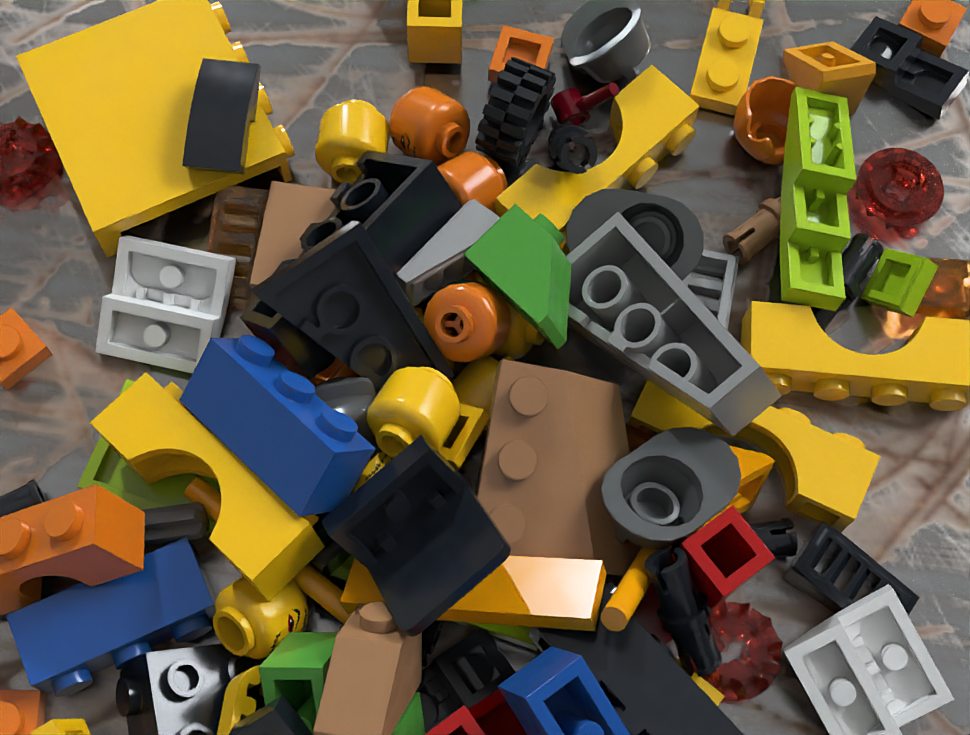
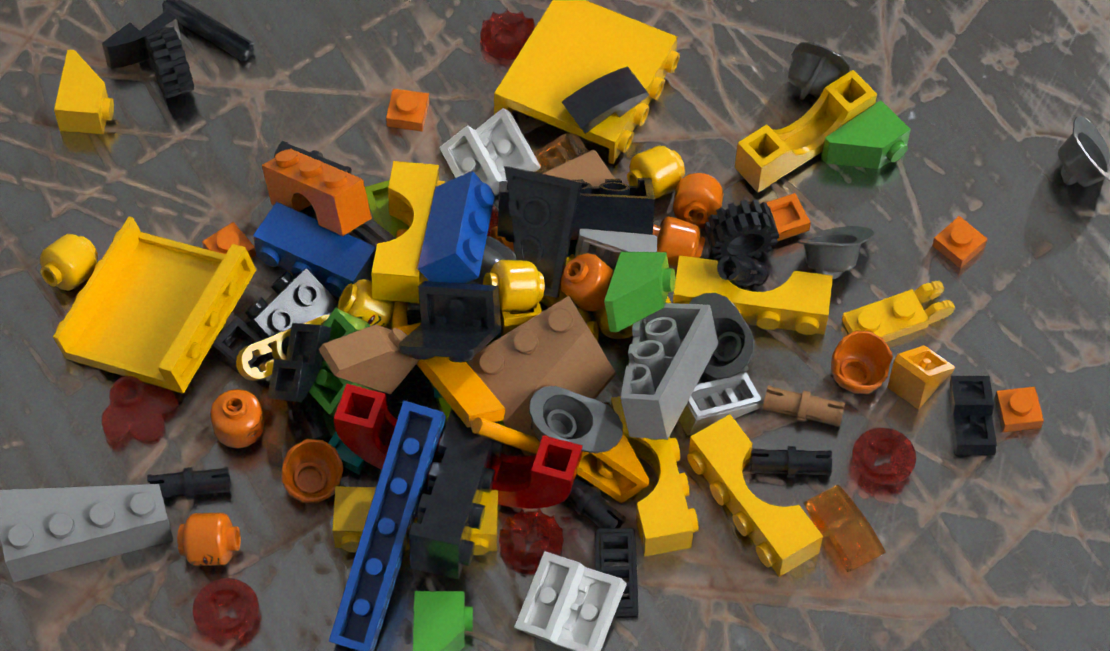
camera: 55 degrees right, 10 degrees down
(573, 107) = (781, 261): dark red hand -> none
(683, 611) = (516, 472): black pin -> none
(814, 199) = (824, 406): lime slope -> none
(899, 282) = (815, 485): lime tile -> none

